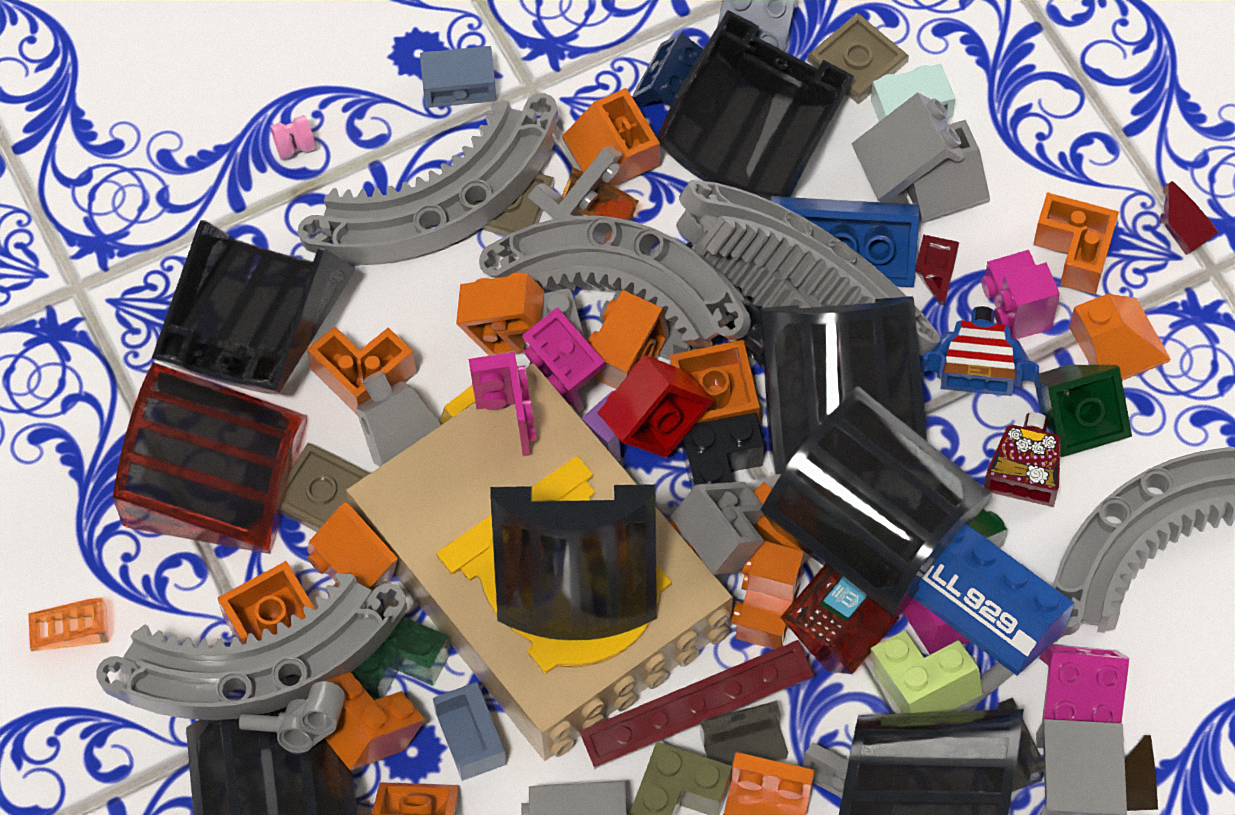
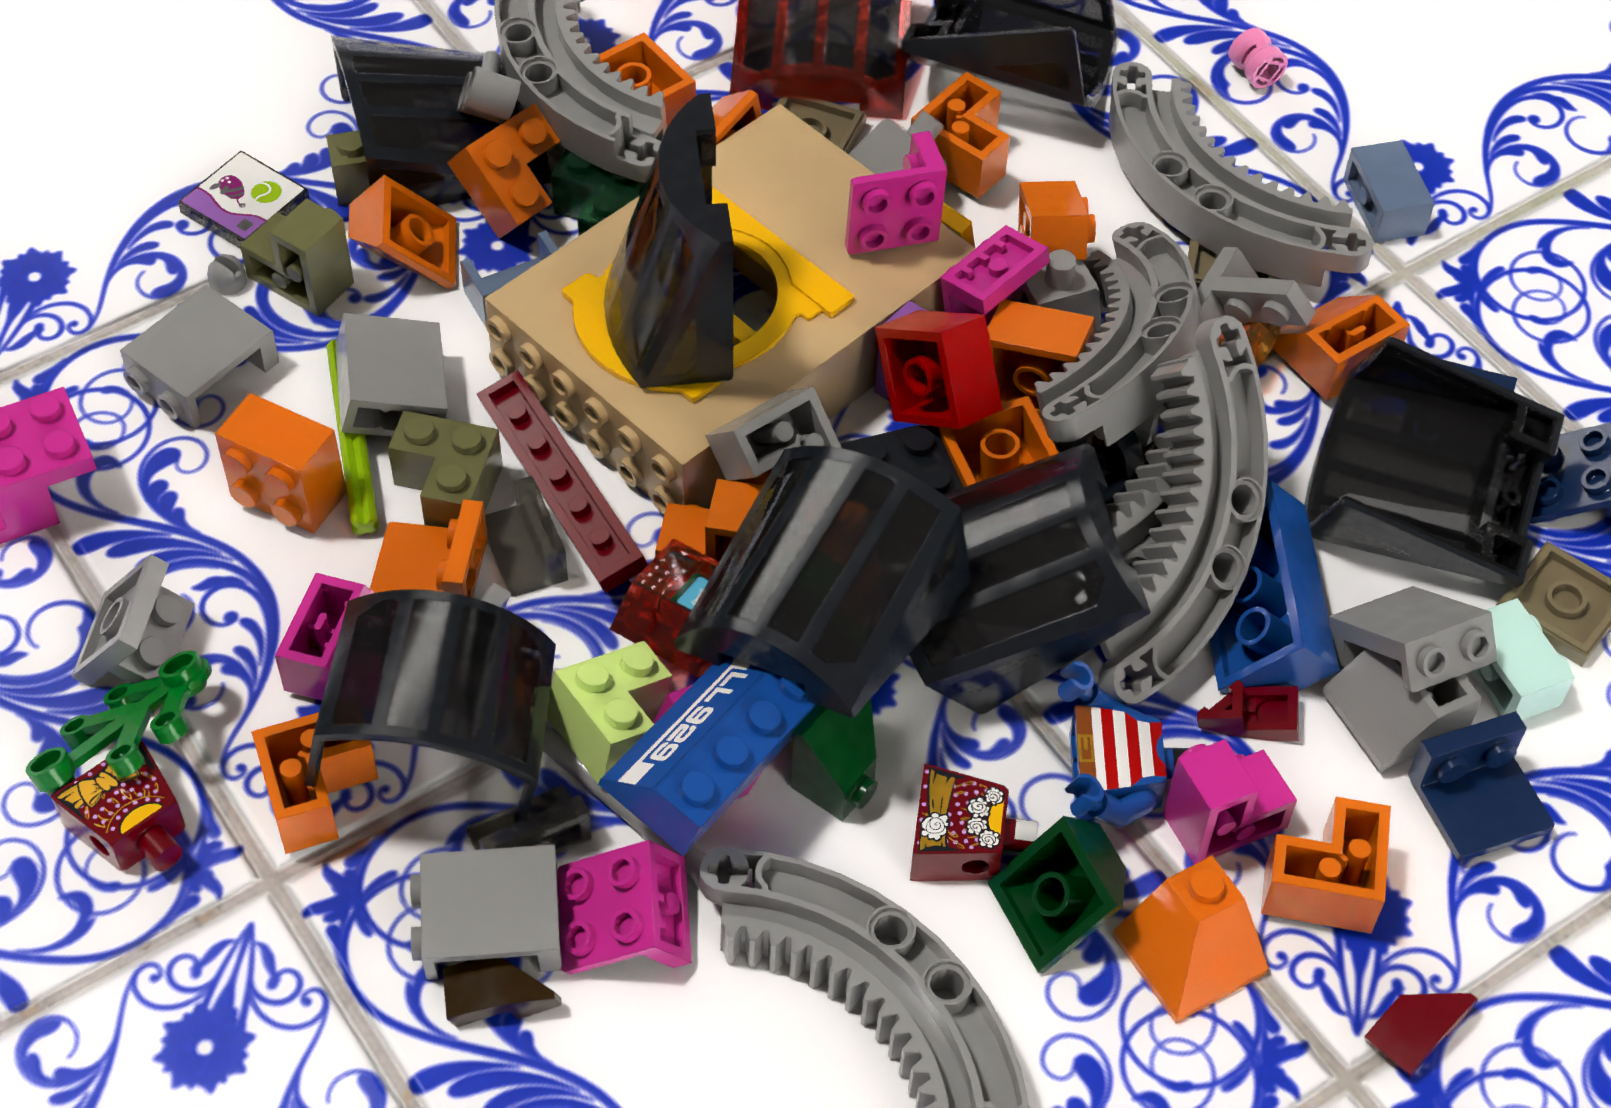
camera: 80 degrees right, 10 degrees down
(1015, 143) = (1479, 788): none -> dark blue bracket

